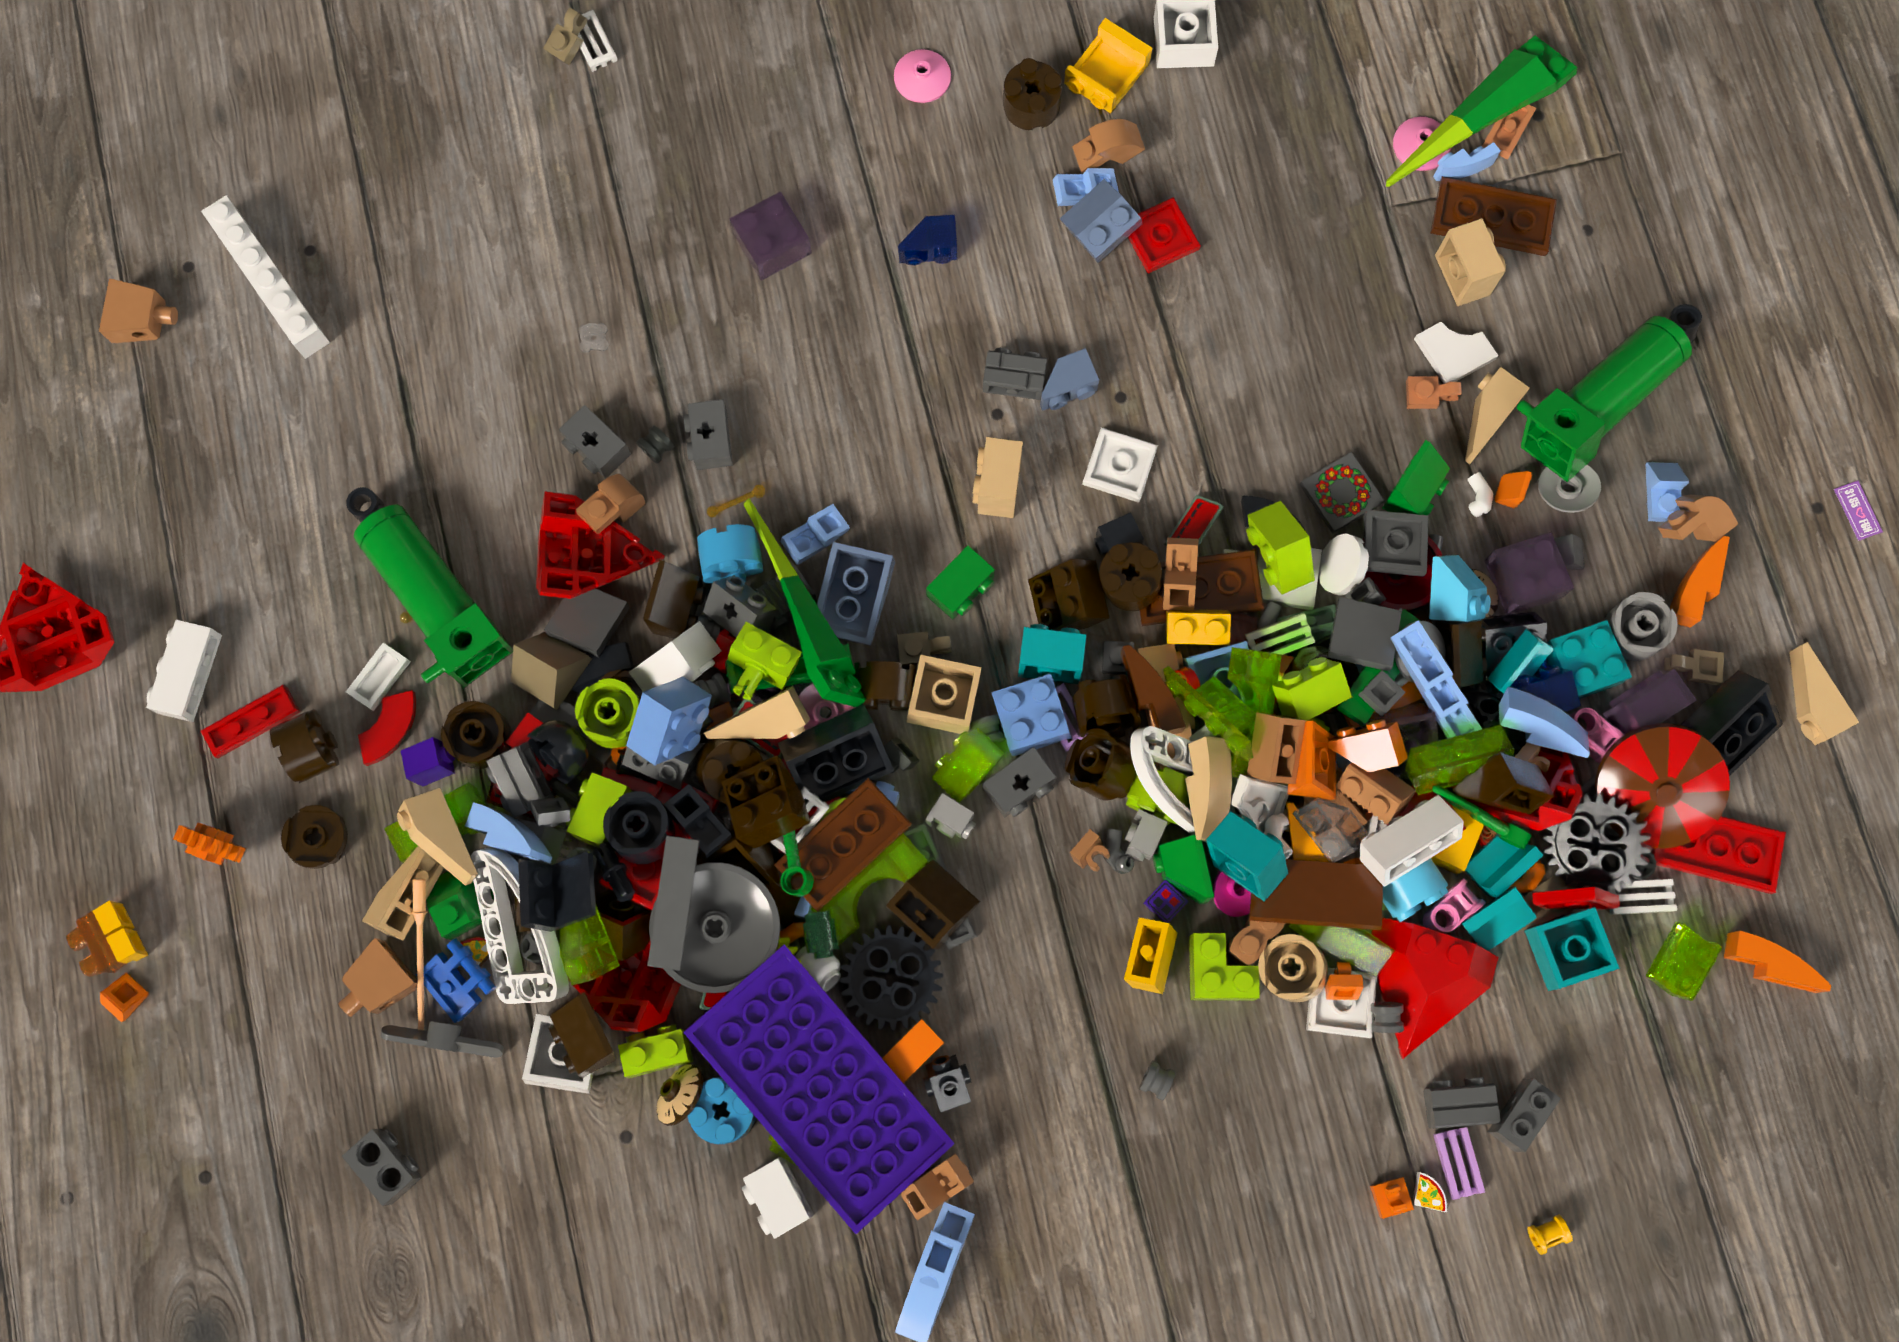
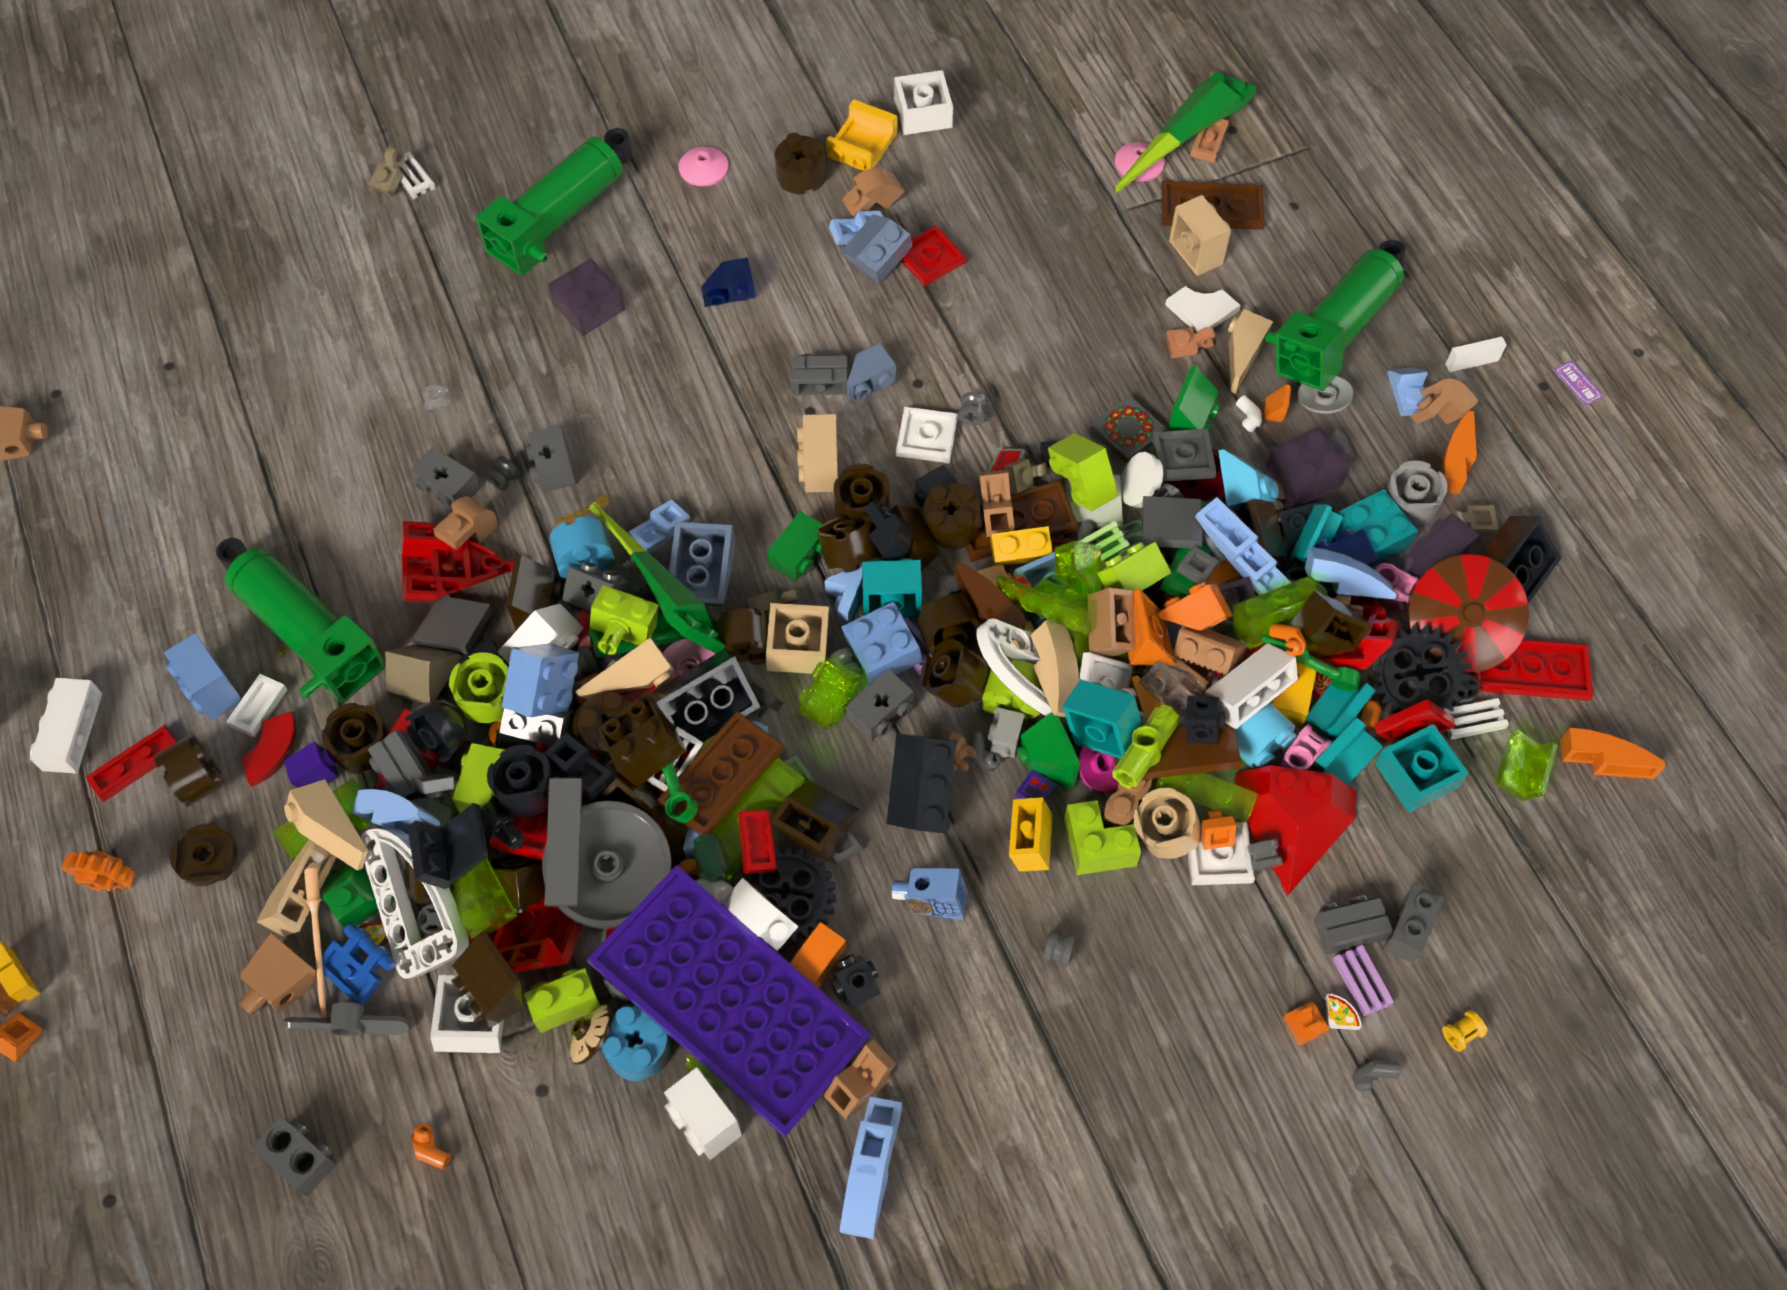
camera: 10 degrees left, 15 degrees down
(265, 277) = (130, 387): white arch -> none
(323, 642) = (201, 677): none -> medium blue brick
(508, 1178) = (425, 1147): none -> orange arm
(706, 137) = (518, 229): none -> green piece
(858, 1003) = (759, 914): none -> white brick
(869, 921) = (756, 841): none -> red plate
(951, 817) = (821, 744): light grey brick -> none
(1008, 640) = (847, 589): none -> light blue slope
(1014, 593) = (847, 542): none -> dark brown brick
(1048, 883) = (921, 783): none -> black slope
(1052, 529) = (857, 488): none -> dark brown brick
(1052, 1006) = (934, 892): none -> medium blue torso
(1062, 597) = (892, 533): none -> black brick
(1175, 443) = (973, 408): none -> dark grey wheel
(1214, 533) = (1022, 474): none -> dark tan plate
(1273, 906) = (1146, 746): none -> lime piece
(1351, 873) = (1202, 719): none -> black brick
(1451, 1258) = (1374, 1069): none -> dark grey arm
(1464, 164) = (1180, 169): light blue slope -> none
(1467, 801) = (1292, 635): none -> orange arm
(1750, 460) = (1475, 354): none -> white tile
(1817, 699) = (1587, 532): tan slope -> none

